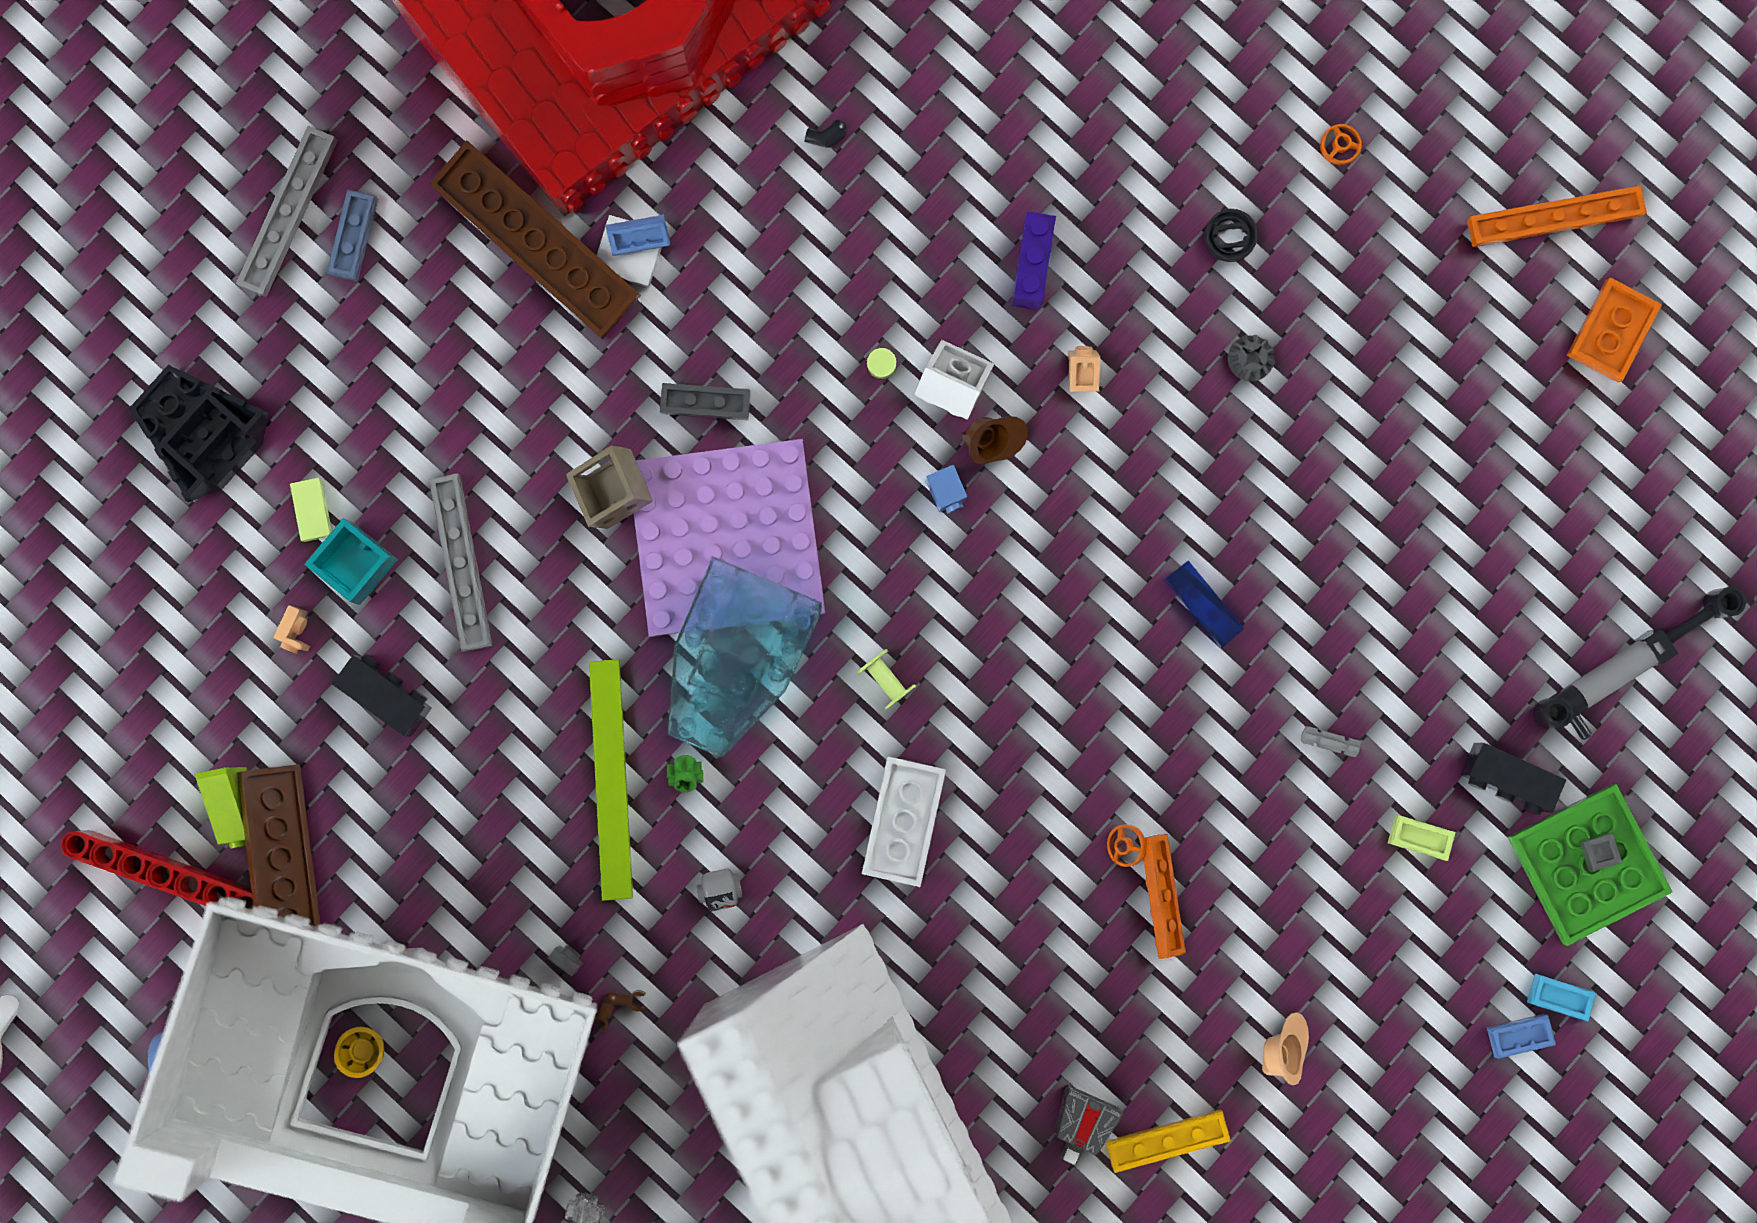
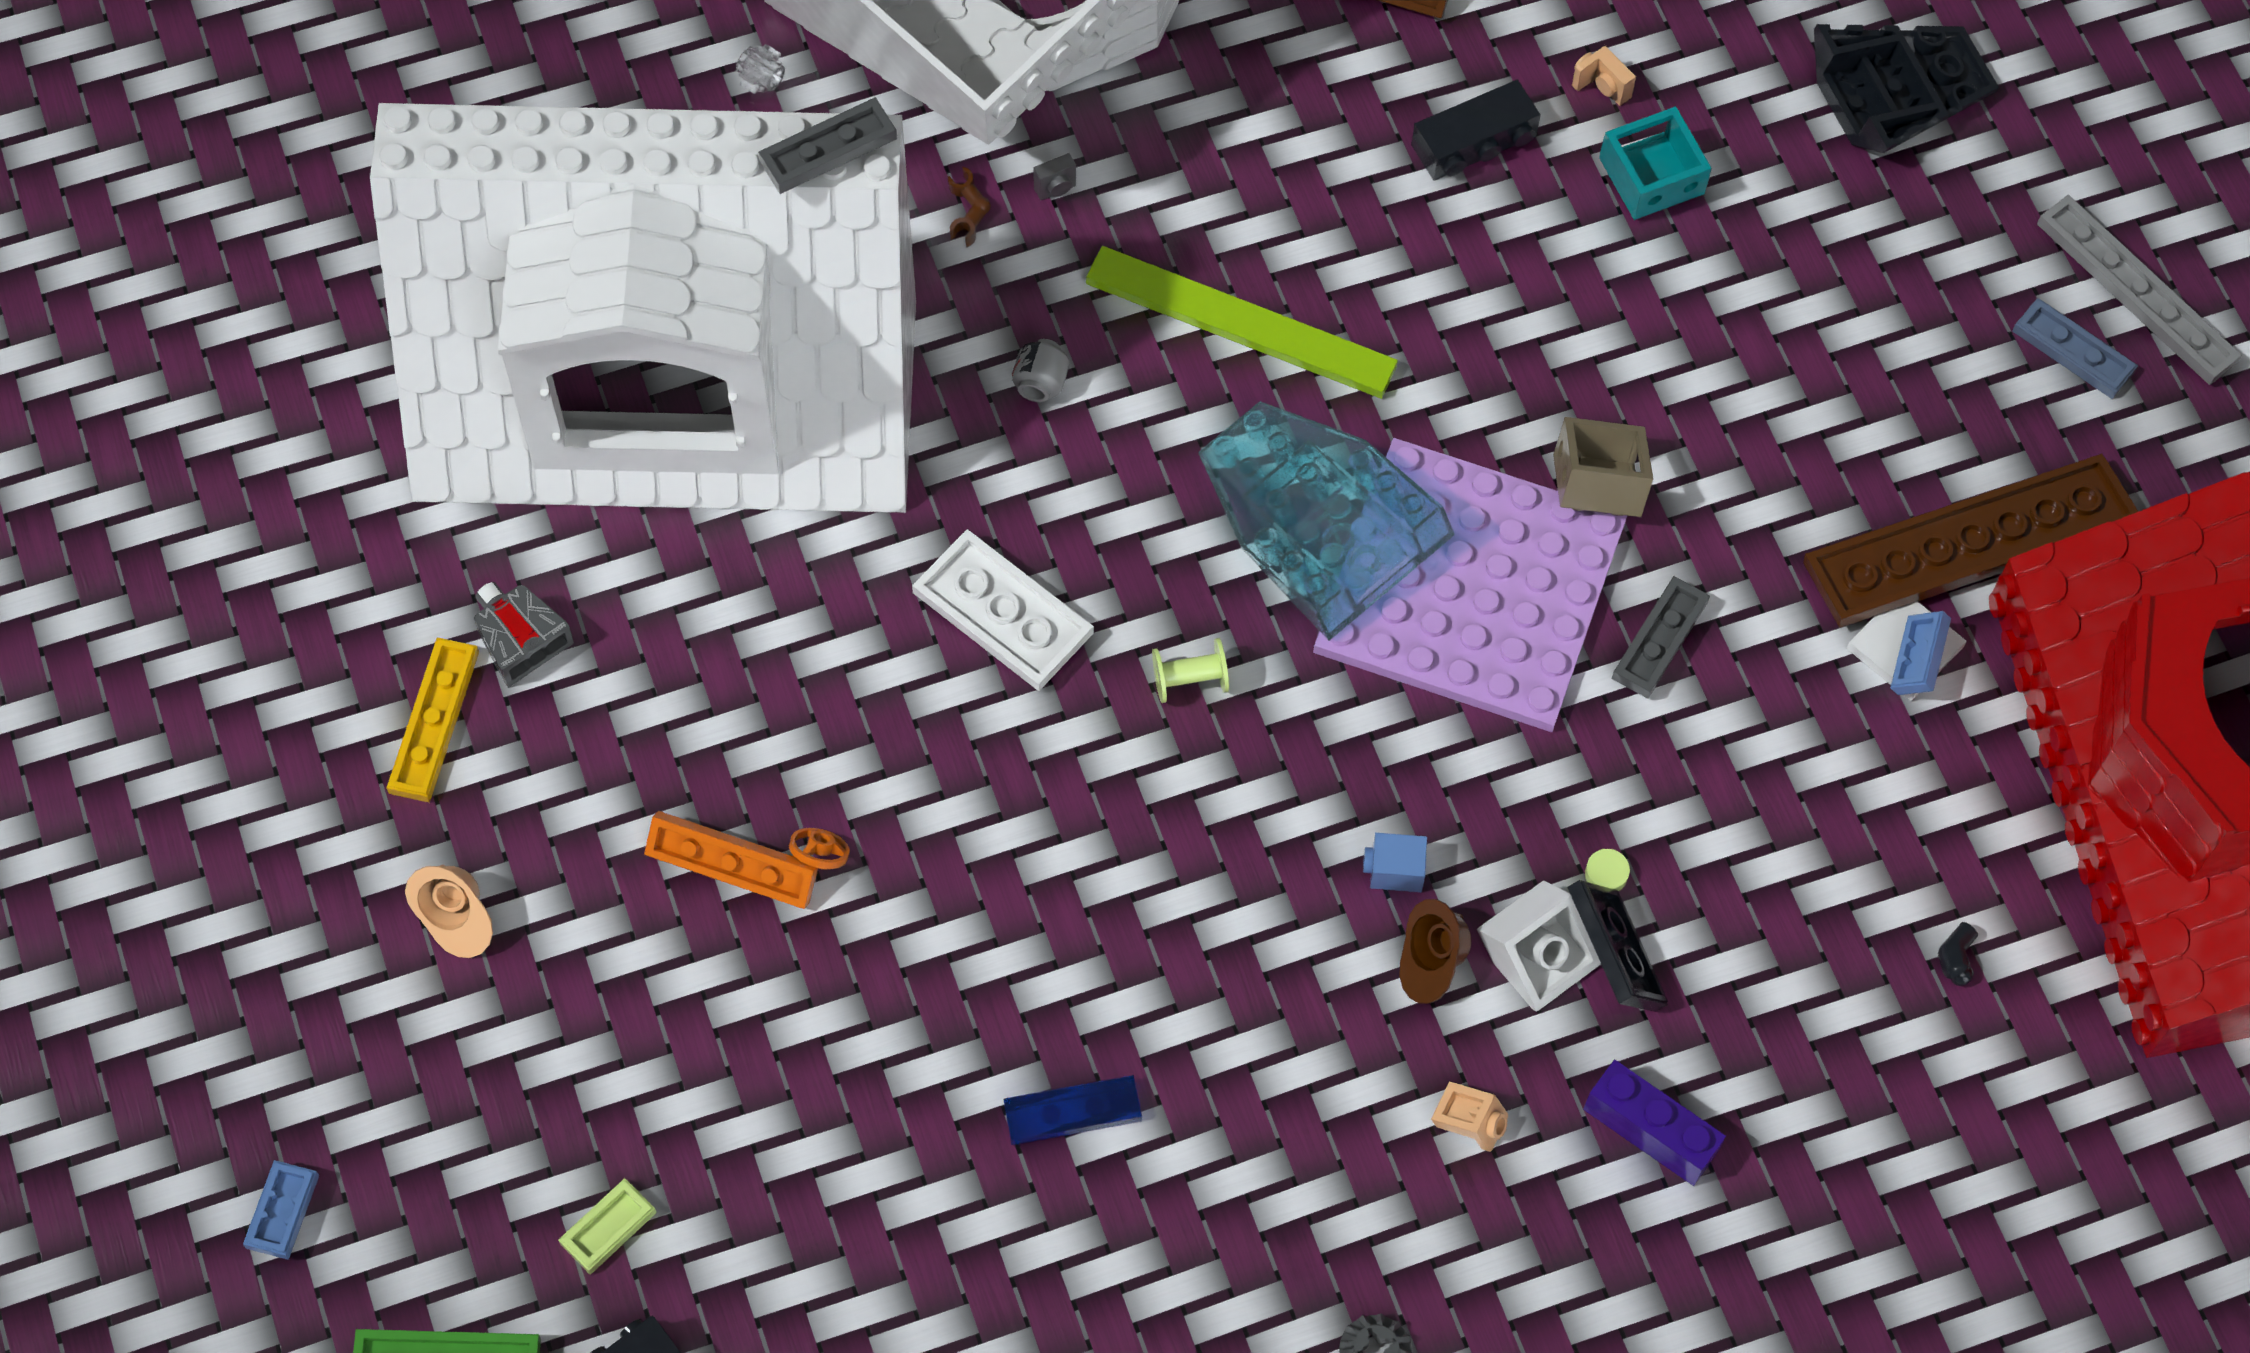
camera: 120 degrees right, 20 degrees down
(311, 509) = (1744, 158): yellowish green tile -> none
(460, 563) = (1595, 283): light grey tile -> none
(685, 773) = (1202, 396): bright green gear -> none
(740, 1078) = (827, 145): none -> dark grey plate
(936, 329) = (1618, 946): none -> black tile
(1330, 741) = (800, 1174): light grey axle -> none
(1561, 997) = (294, 1294): medium azure tile -> none

